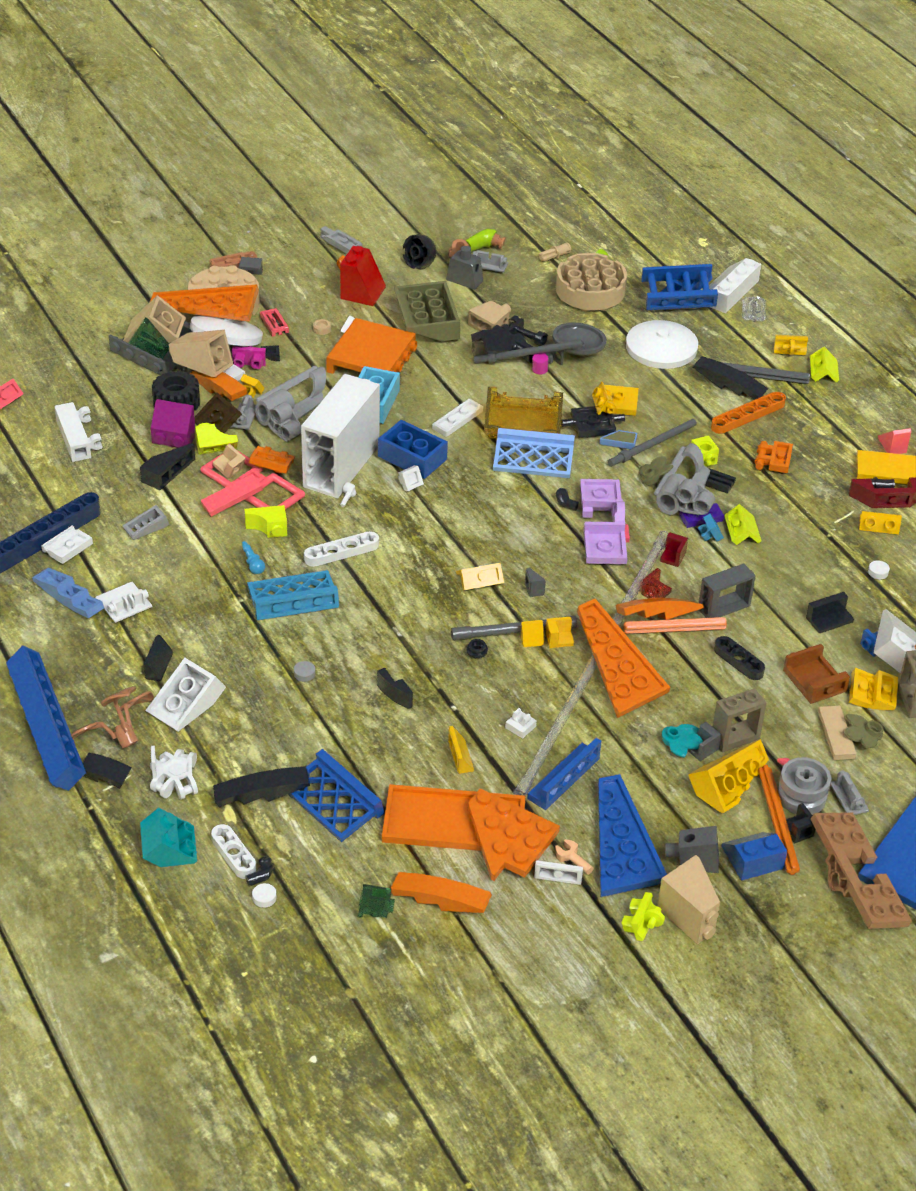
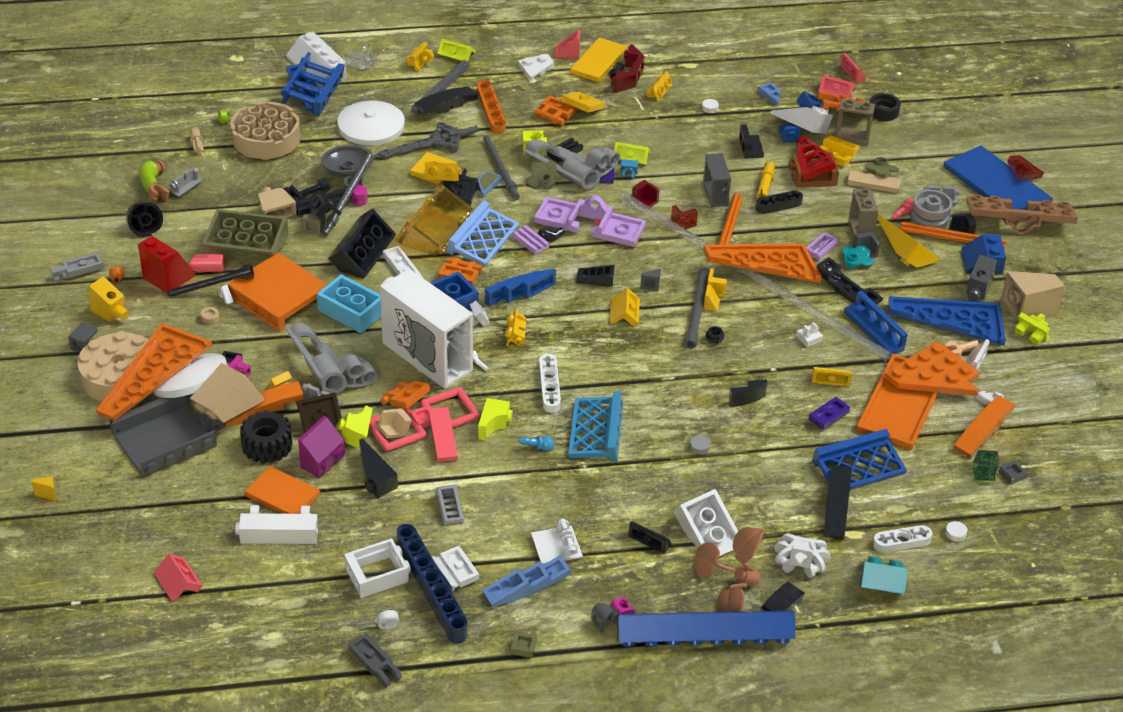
camera: 70 degrees left, 0 degrees up
(45, 481) = (372, 554): none -> white window
(51, 658) = (604, 612): none -> dark grey leg
(69, 303) = (44, 488): none -> yellow slope
(121, 425) = (281, 492): none -> orange tile
(150, 339) = (179, 431): clear green wing -> none
(162, 316) = (153, 424): tan slope -> none
(231, 260) = (58, 350): nougat hinge -> none
(263, 873) = (933, 524): black arm -> none
(298, 263) = (107, 301): none -> yellow torso
(370, 319) = (245, 272): none -> black piece
(382, 933) = (1012, 472): none -> dark grey tile
(386, 304) = (208, 263): none -> coral arm
(397, 507) = (516, 328): none -> yellow hinge
(398, 759) = (829, 413): none -> dark purple plate
(463, 453) = (469, 270): none -> orange plate
(464, 381) = (362, 245): none -> black slope
(465, 269) = (193, 197): dark grey torso -> none
(468, 495) = (522, 285): none -> blue slope
(500, 896) = (986, 398): none -> white tile
(521, 546) = (600, 275): none -> black slope
(547, 486) = (531, 238): none -> lavender tile
(623, 737) = (842, 284): none -> black slope
(663, 607) = (714, 221): orange slope -> none
(665, 392) = (437, 139): none -> dark grey bar
(683, 707) = (824, 248): none -> lavender tile
(770, 638) = (766, 177): none -> yellow pin
(801, 470) = (583, 102): none -> yellow plate
(809, 668) = (817, 167): none -> red plate
(845, 427) = (536, 65): none -> white wing

